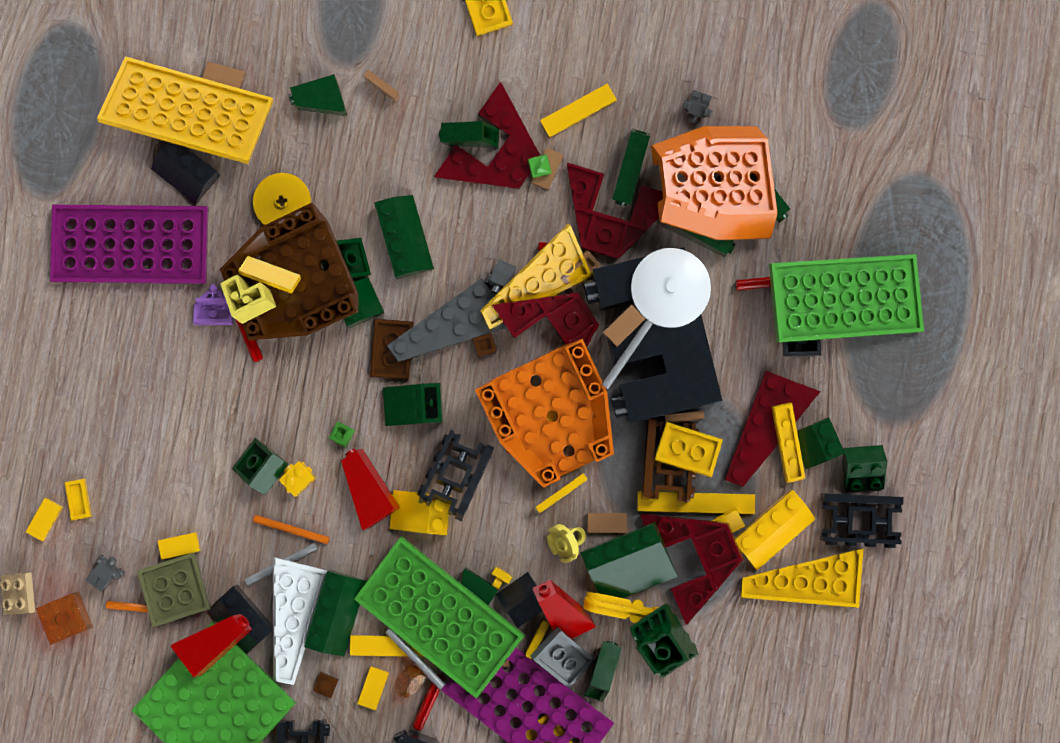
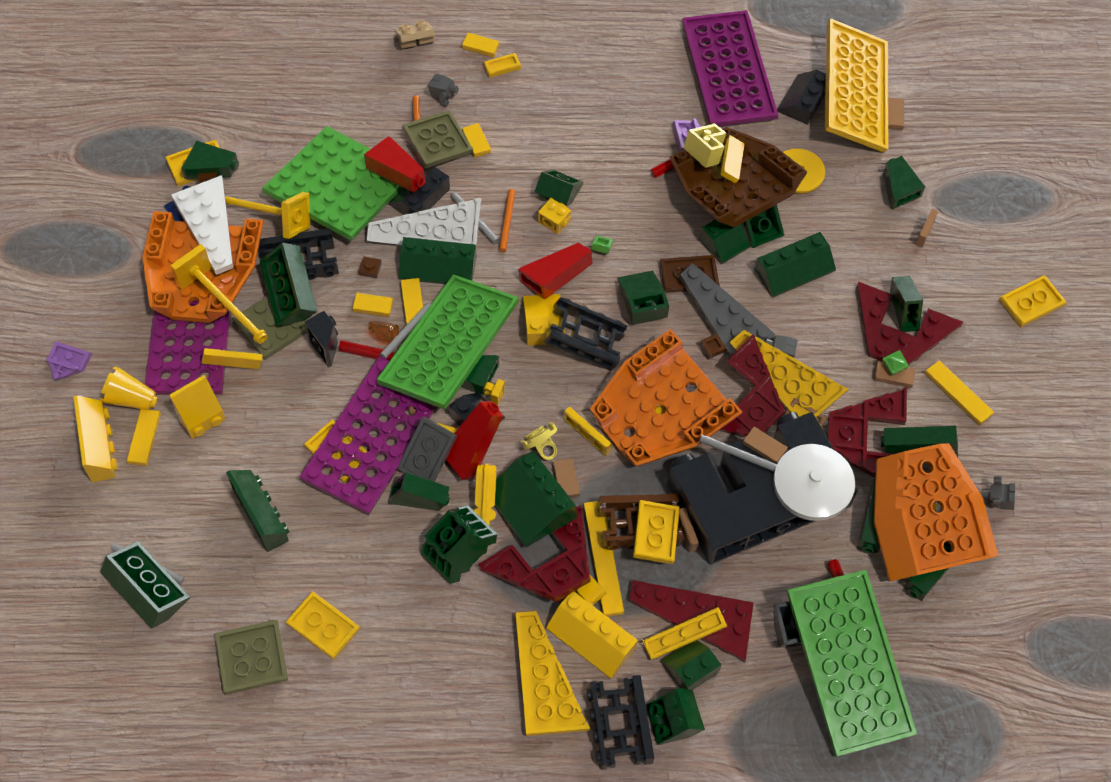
camera: 75 degrees right, 25 degrees down
(64, 617) = (399, 67): clear orange brick -> none

